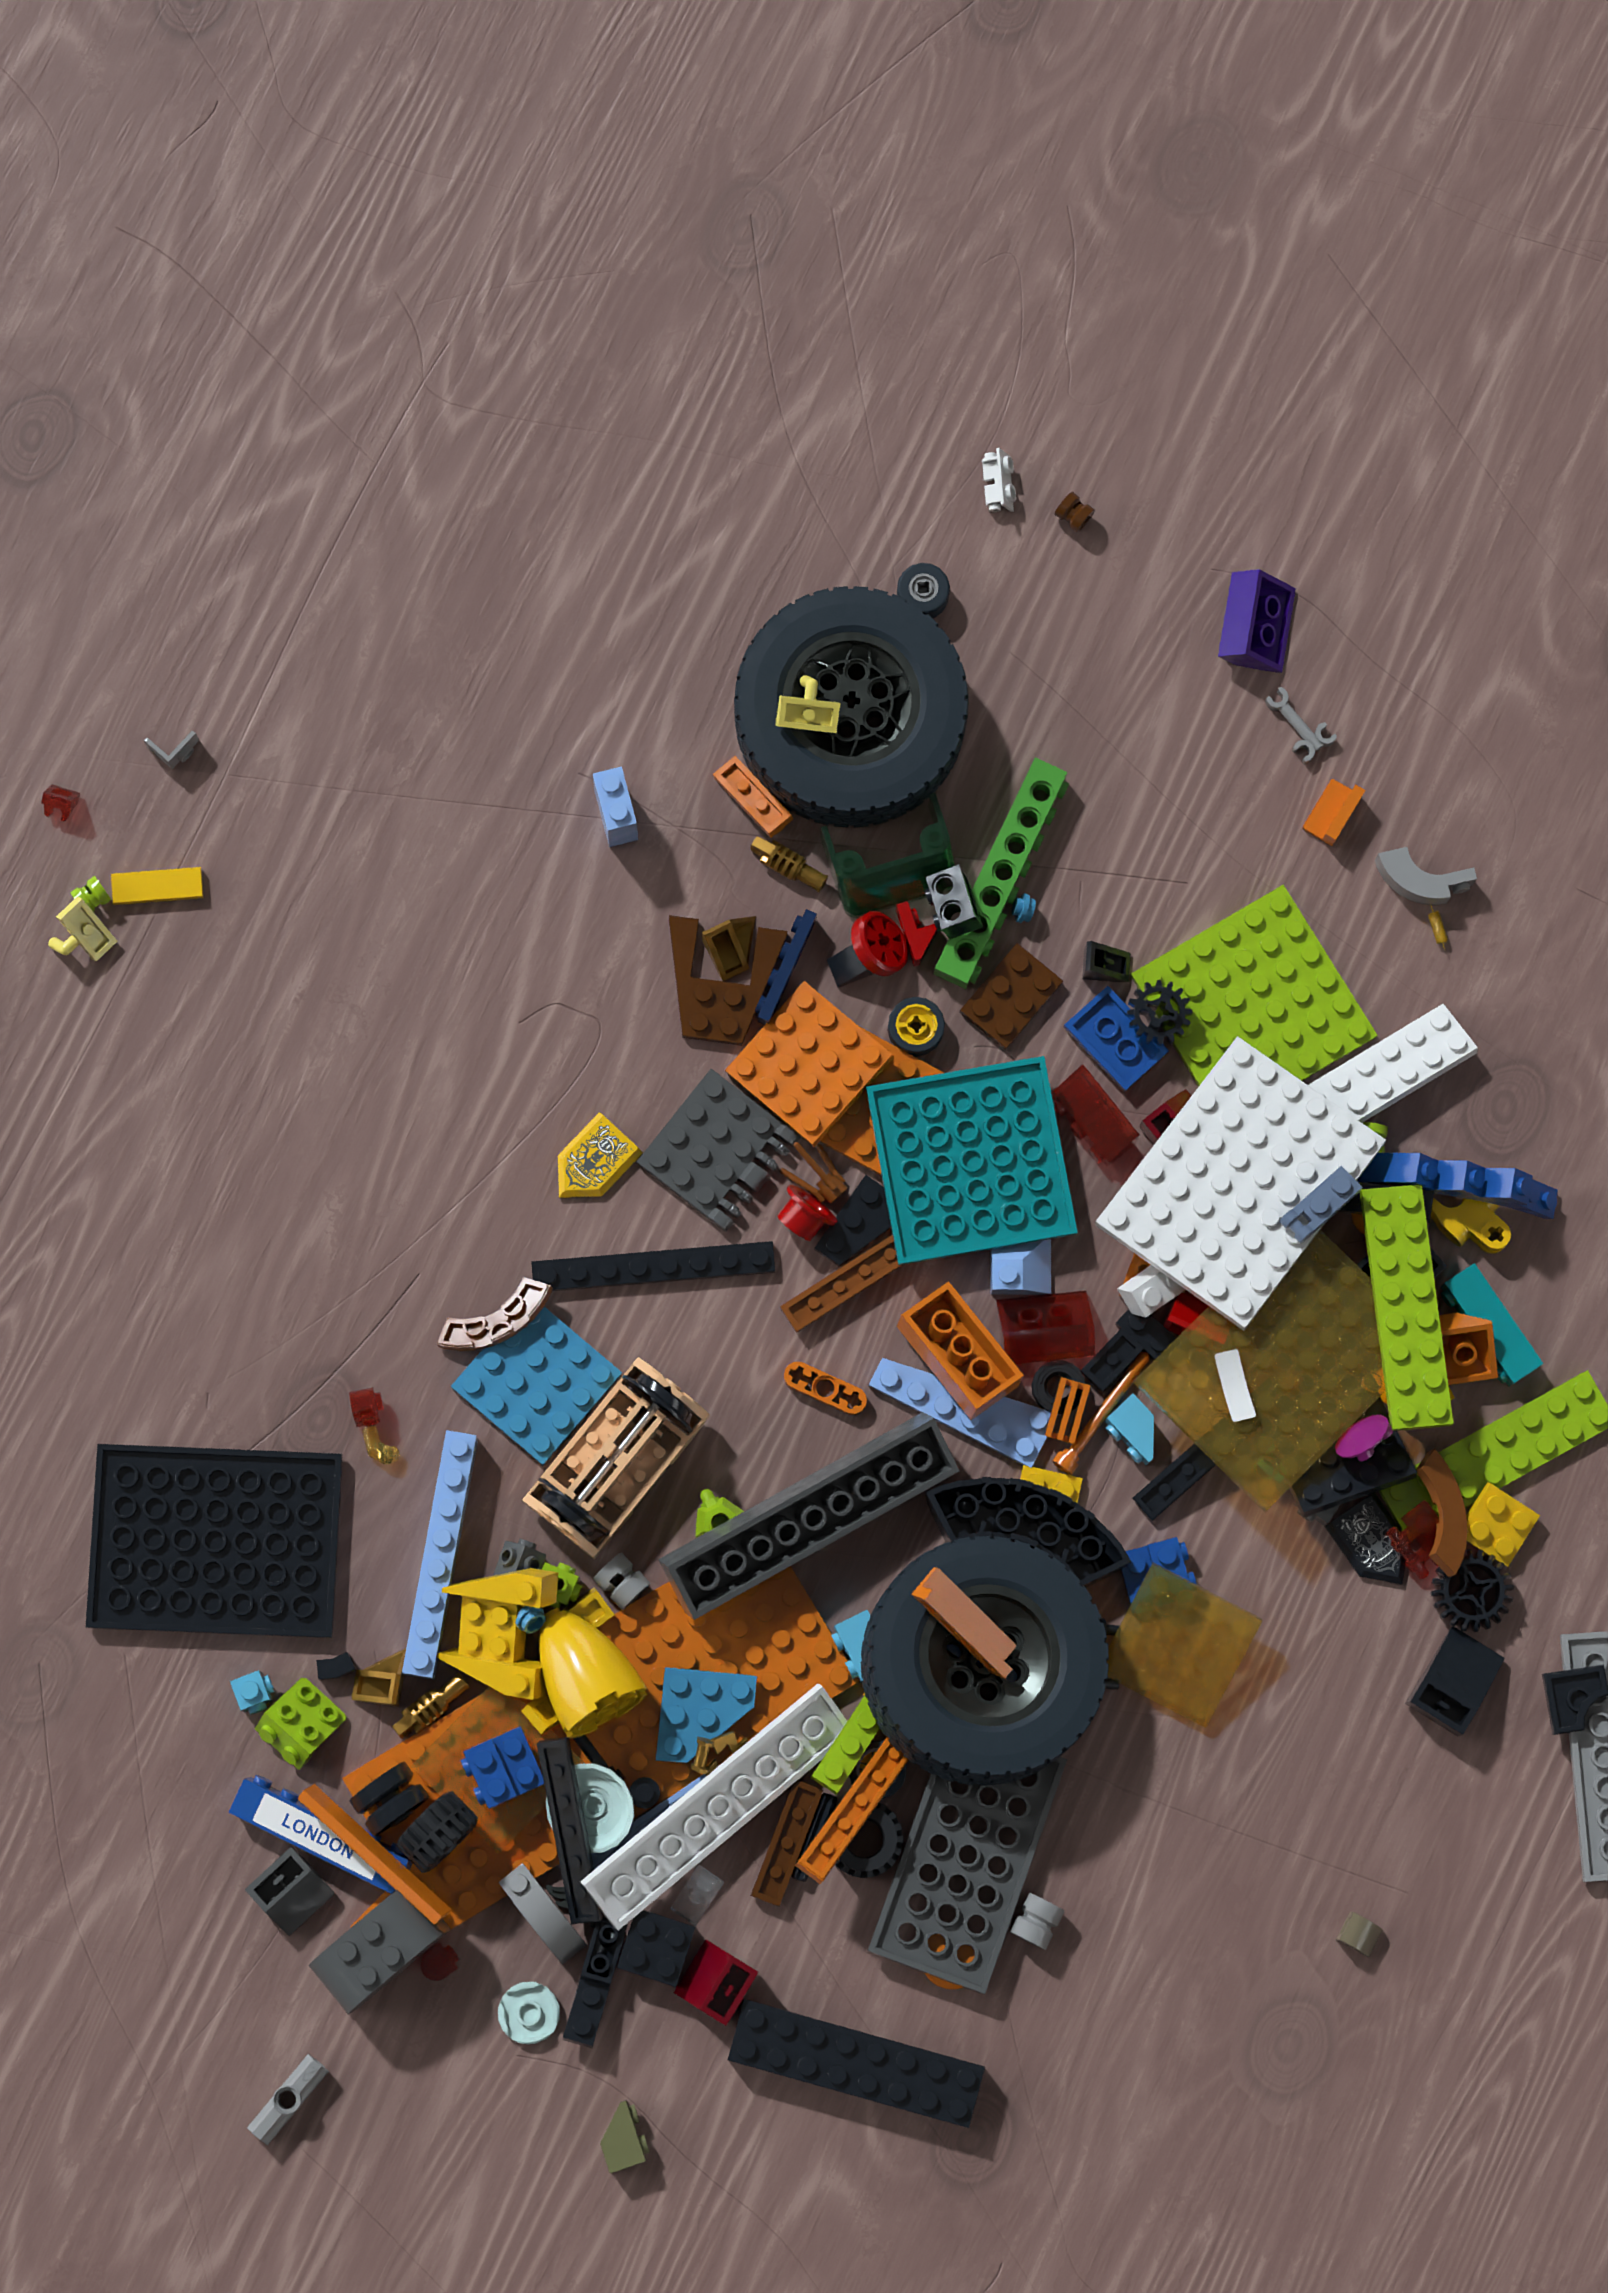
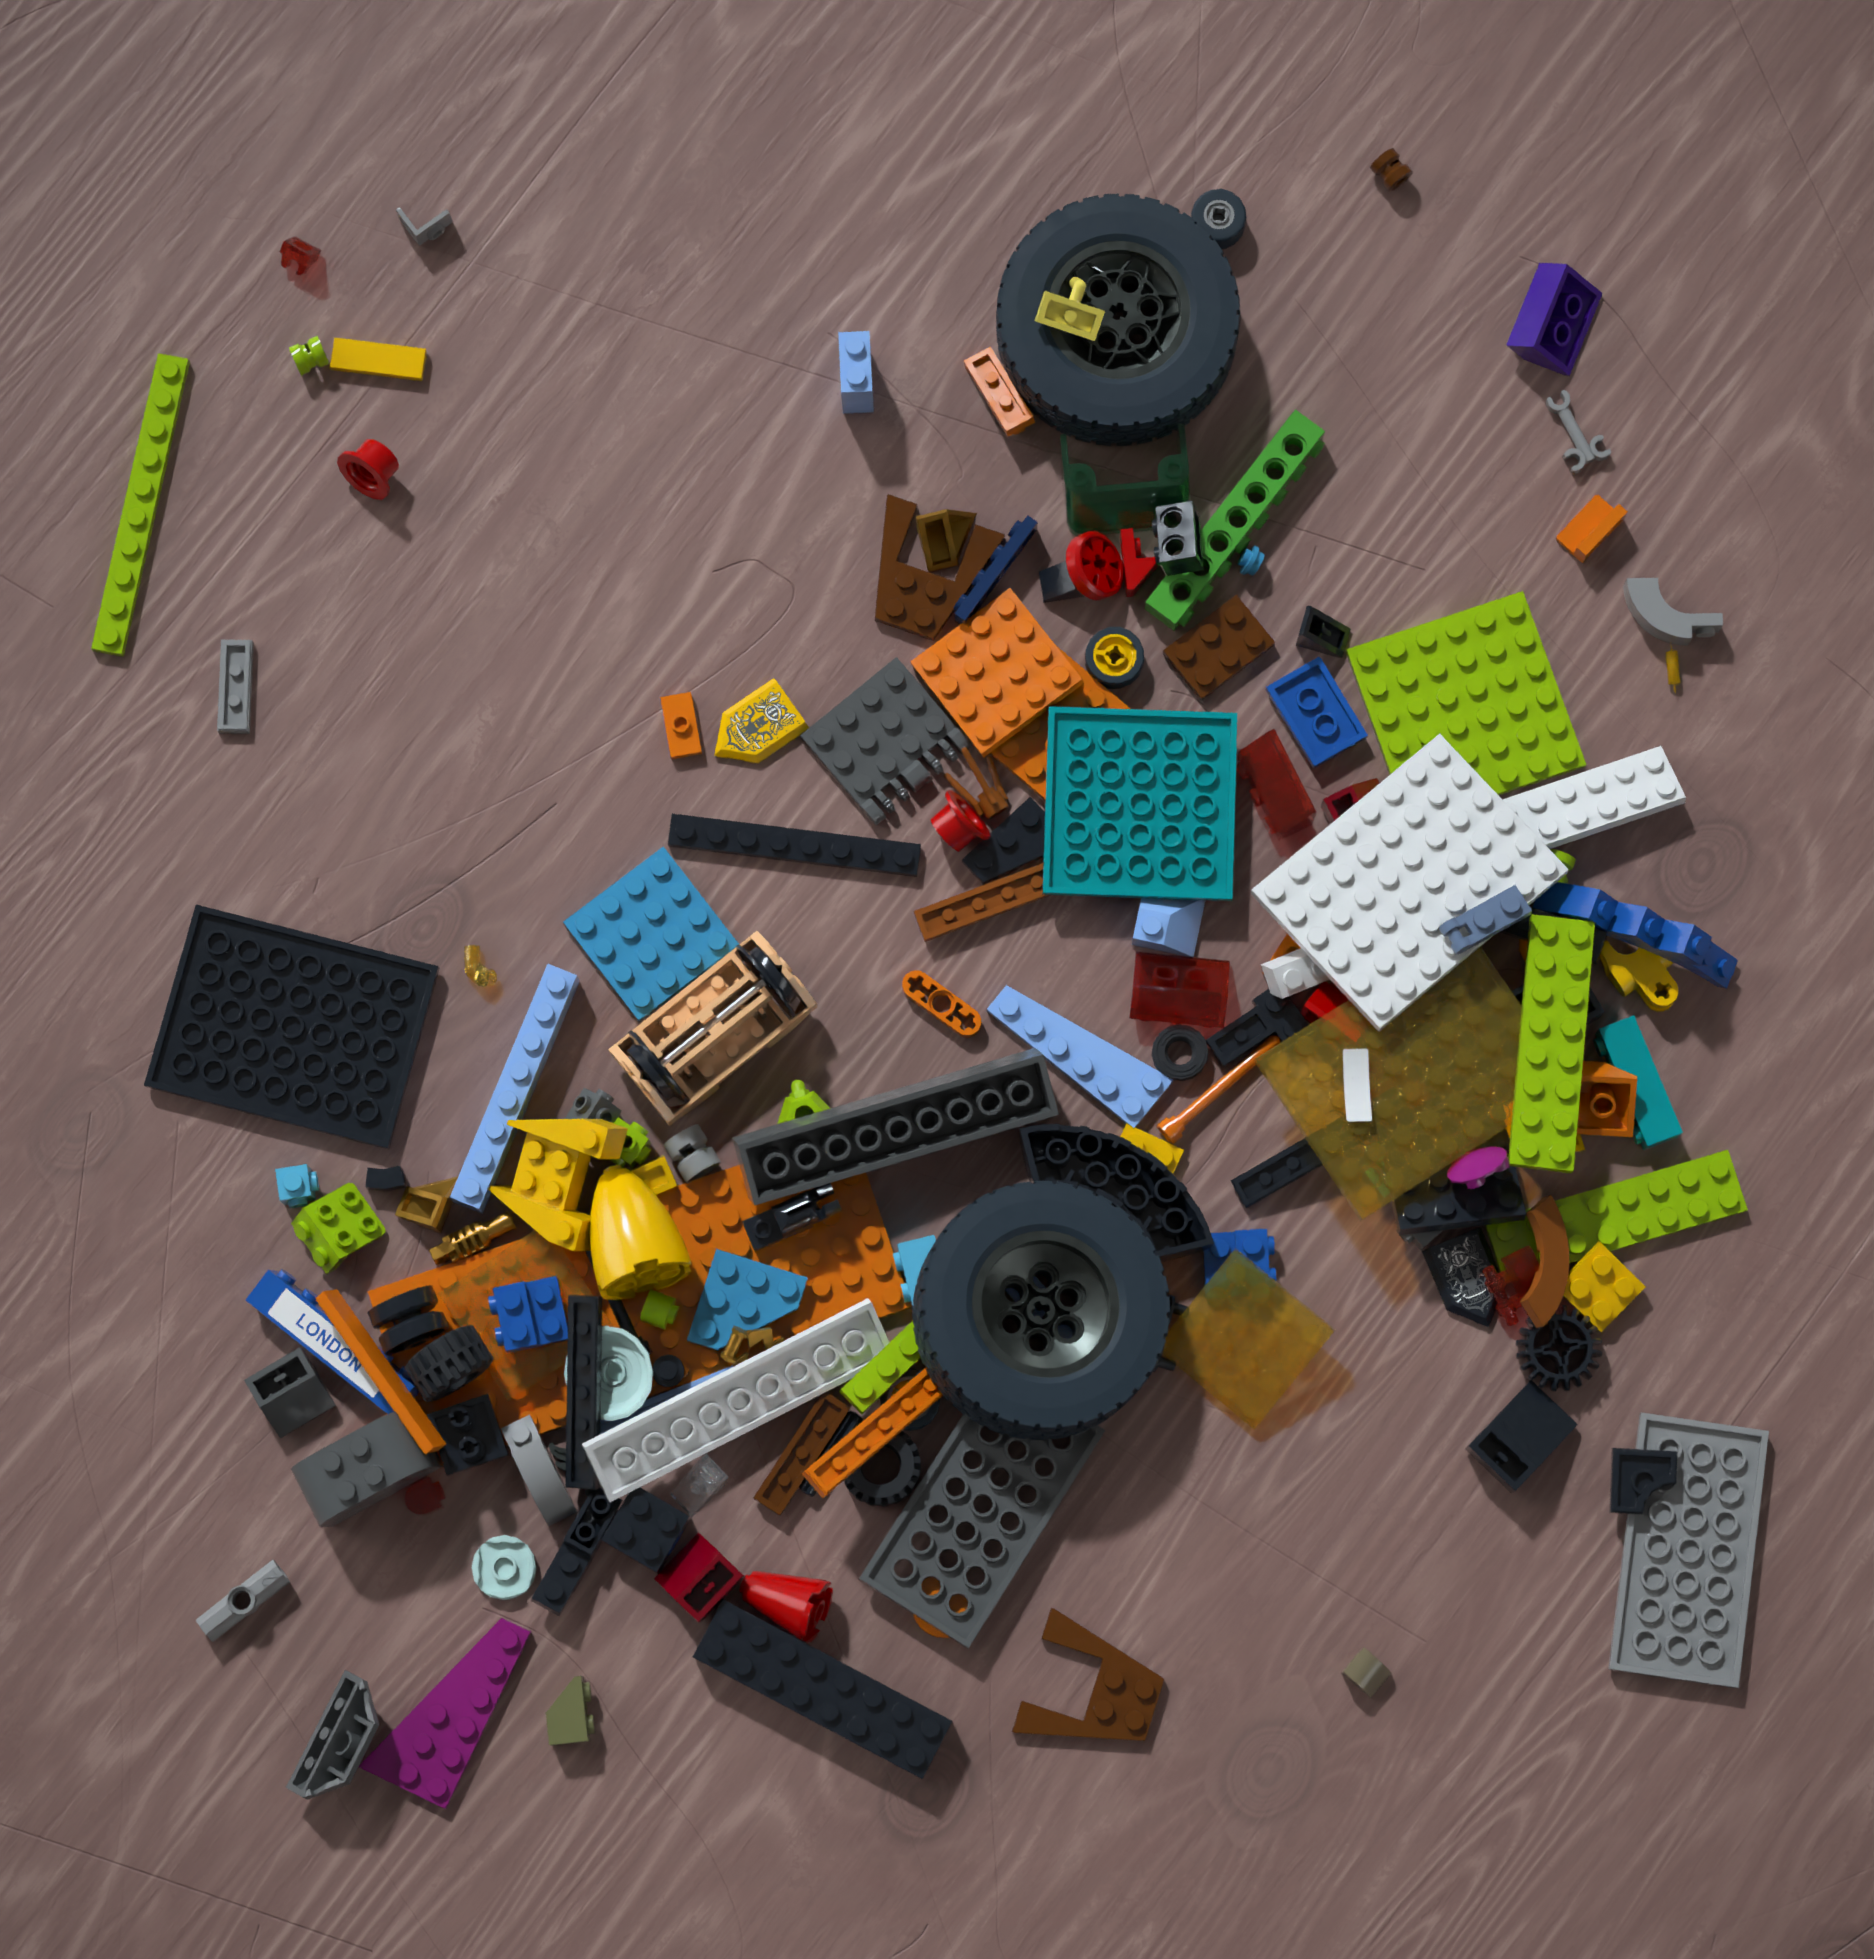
camera: 20 degrees right, 0 degrees up
(85, 931) = (295, 388): light yellow plate -> none
(88, 1226) = (235, 686): none -> light grey tile
(172, 992) = (369, 468): none -> red piece
(366, 1406) = (473, 924): clear red plate -> none
(408, 2214) = (337, 1740): none -> dark grey wedge
(470, 1894) = (470, 1434): none -> black plate
(500, 1326) = (623, 872): tile -> none
(503, 2185) = (441, 1733): none -> magenta wing
(521, 1175) = (681, 725): none -> orange plate
(530, 1619) = (589, 1169): dark azure plate -> none
(541, 1714) = (580, 1268): yellow plate -> none
(624, 1737) = (659, 1310): none -> lime plate
(728, 1622) = (790, 1217): none -> black plate
(788, 863) = (1020, 466): pearl gold hinge -> none
(805, 1986) = (789, 1601): none -> red cone
(959, 1350) = (1085, 993): orange brick -> none
(965, 1621) = (1028, 1264): orange panel -> none
(999, 469) = (1323, 110): white hinge -> none
(1037, 1921) = (1038, 1587): light grey wheel -> none
(1074, 1386) = (1170, 1101): orange tile -> none
(1135, 1427) = (1248, 1108): medium azure slope -> none
(1136, 2007) = (1121, 1696): none -> reddish brown wing
(1170, 1017) = (1355, 686): black gear -> none

